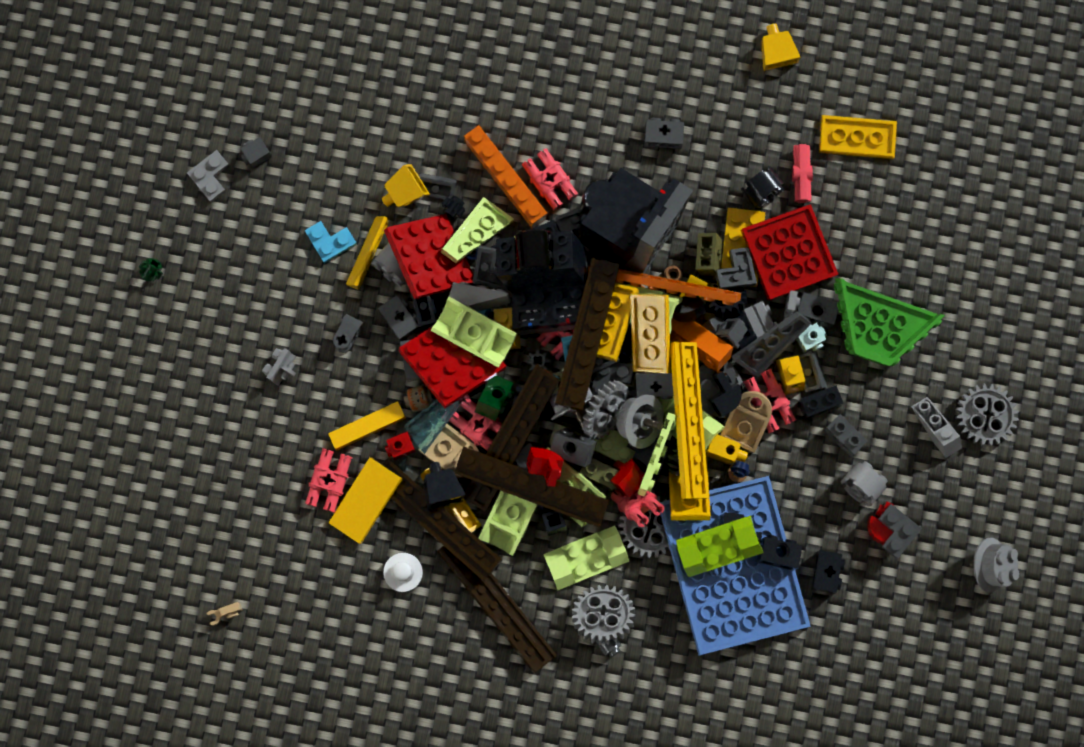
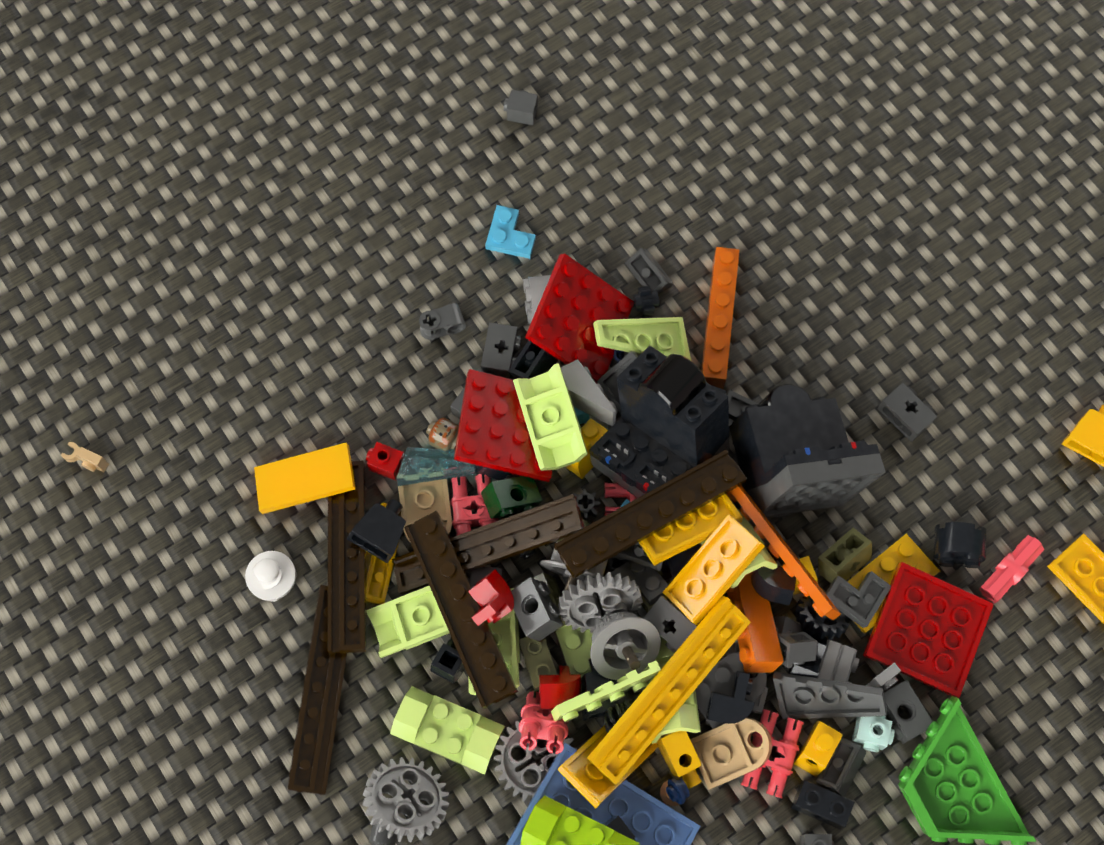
camera: 45 degrees right, 10 degrees down
(150, 269) = (335, 120): dark green gear -> none
(204, 175) = (462, 88): light grey plate -> none
(281, 368) = (357, 296): light grey hips -> none
(323, 471) = (281, 426): coral pin -> none
(367, 252) = (515, 279): yellow slope -> none
(367, 426) = (376, 417): yellow slope -> none
(404, 187) = (619, 245): yellow torso -> none
(545, 187) = (749, 361): coral pin -> none
(673, 269) = (797, 541): medium nougat plate -> none

